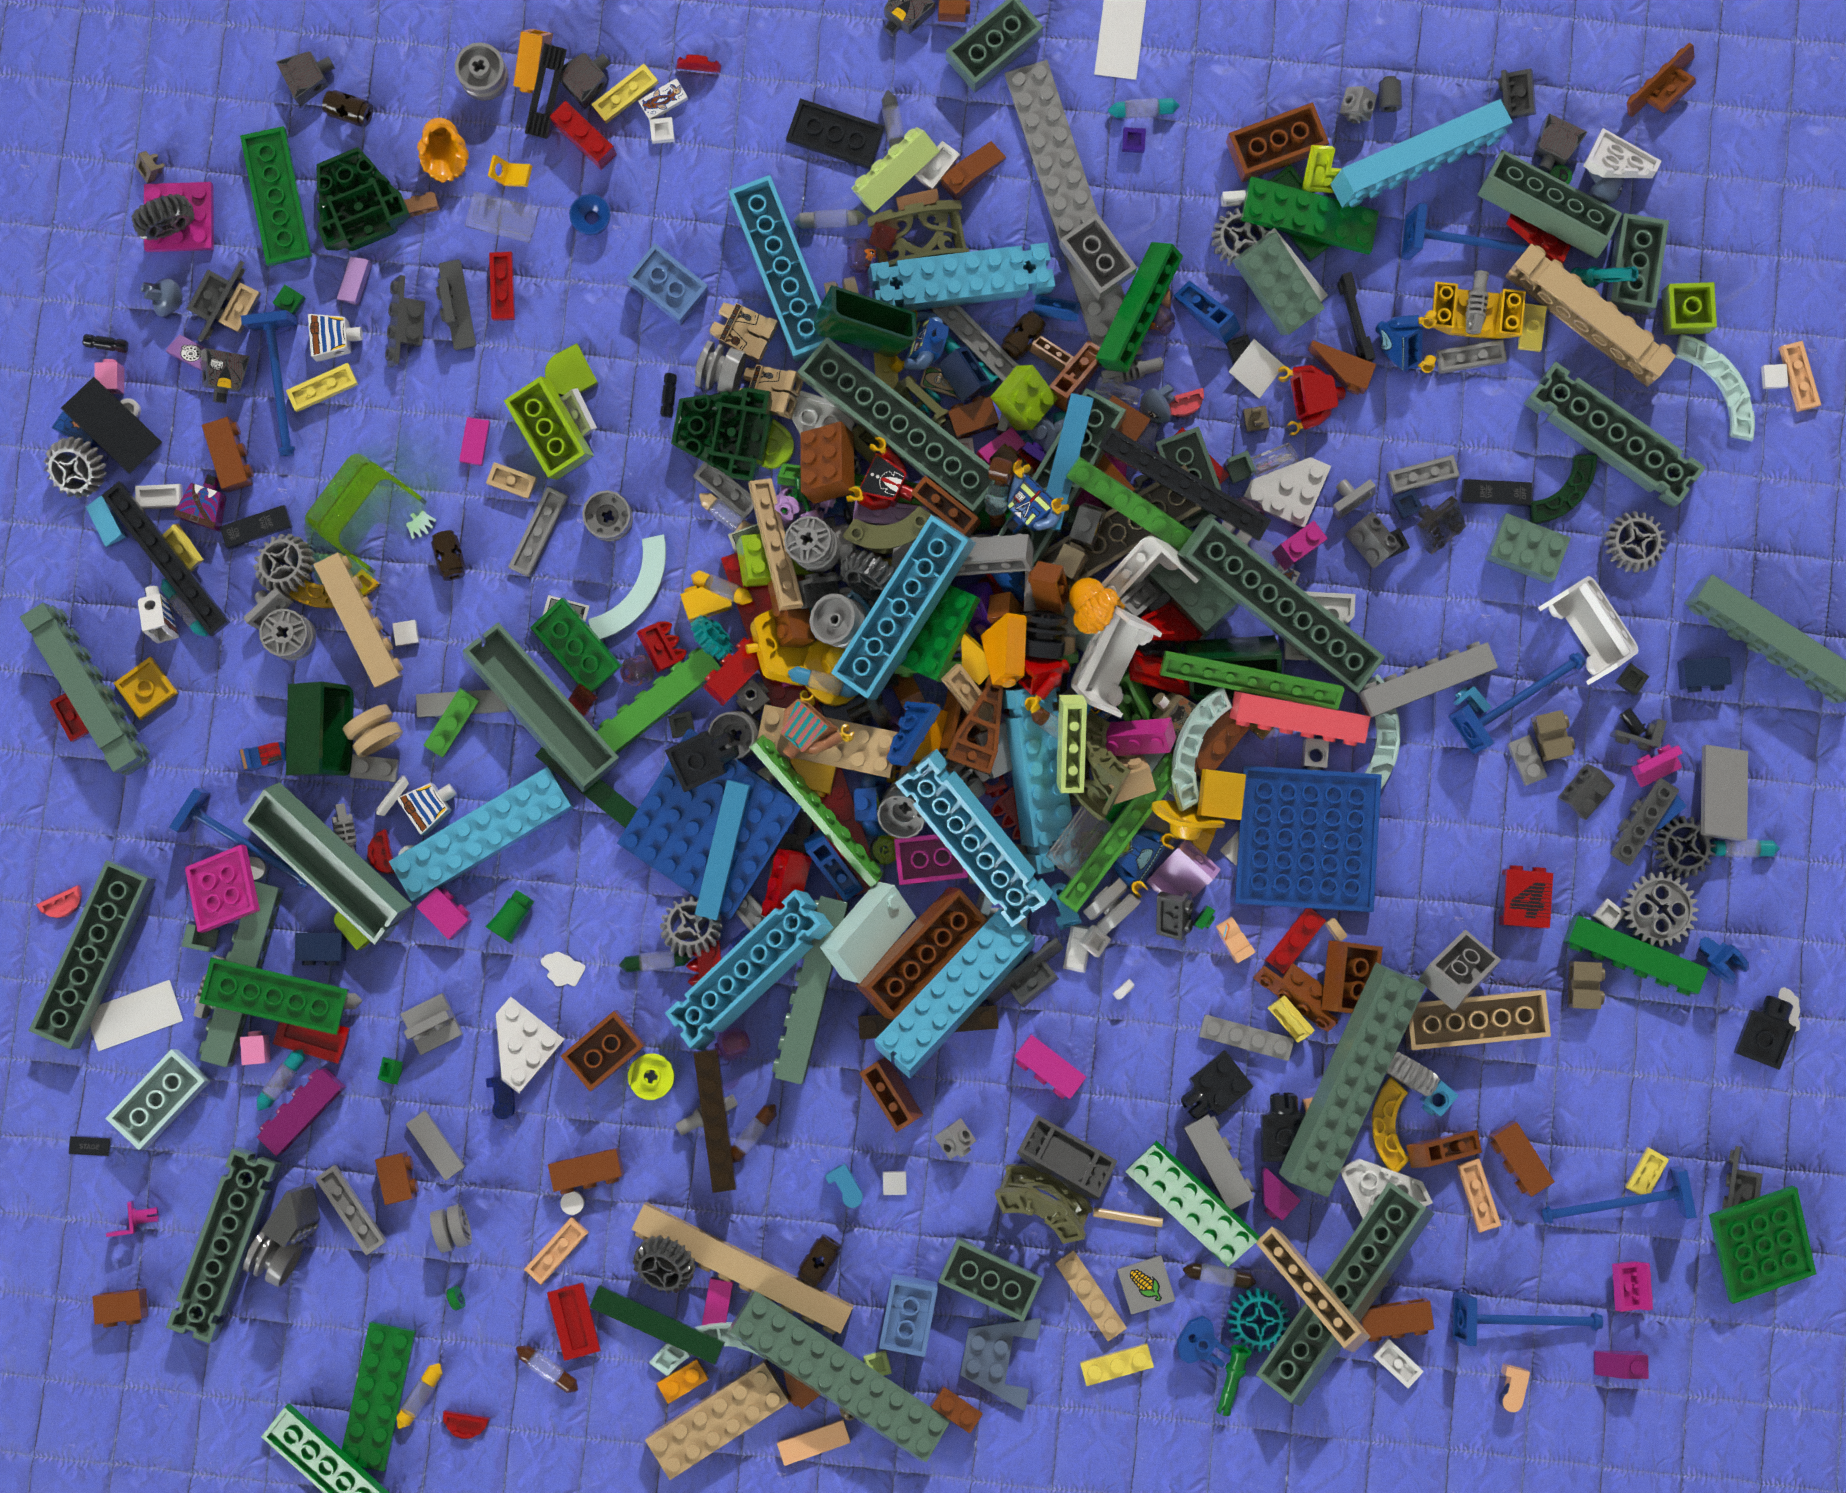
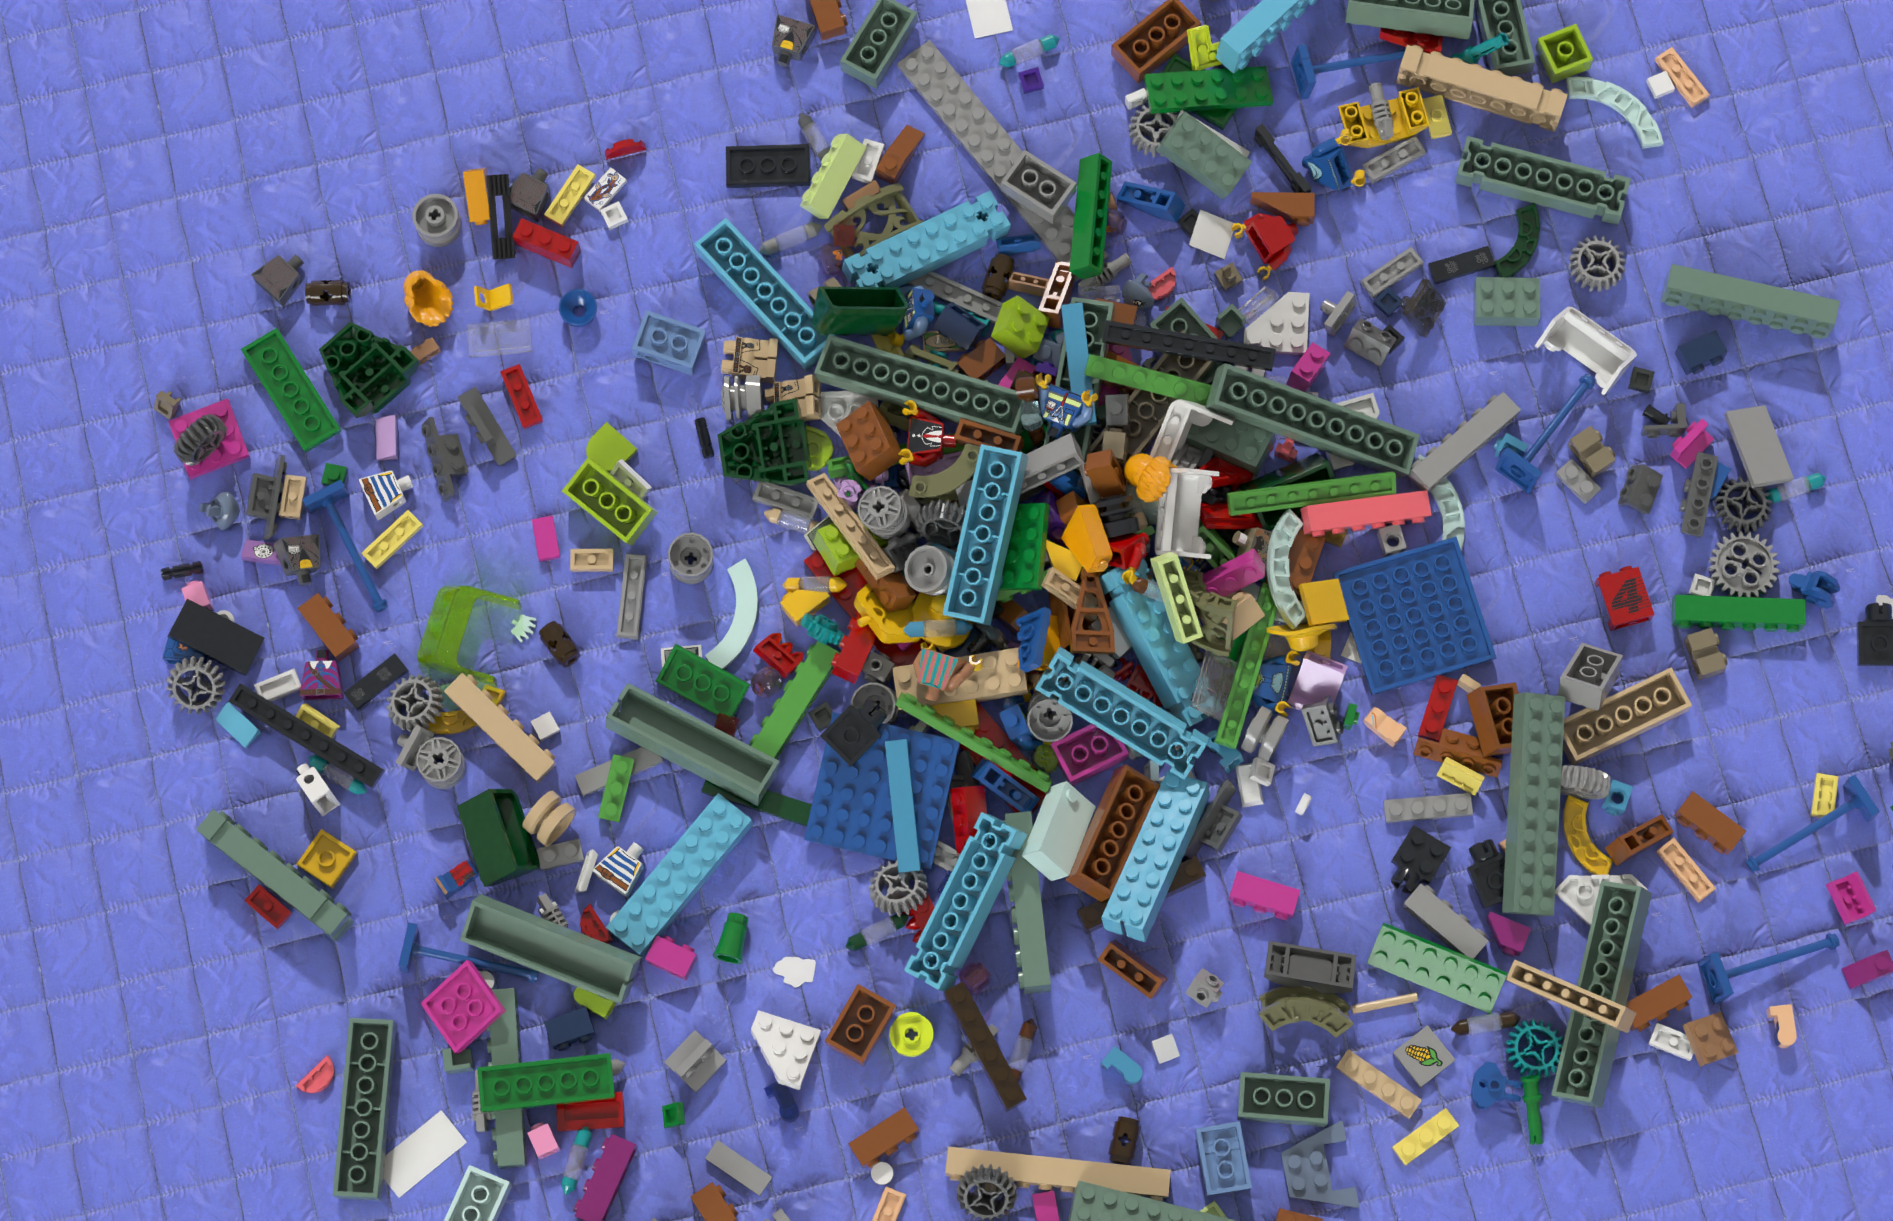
camera: 20 degrees left, 10 degrees down
(1245, 622) = (1286, 451): none -> coral plate
(1435, 1375) = (1710, 1039): none -> medium nougat plate

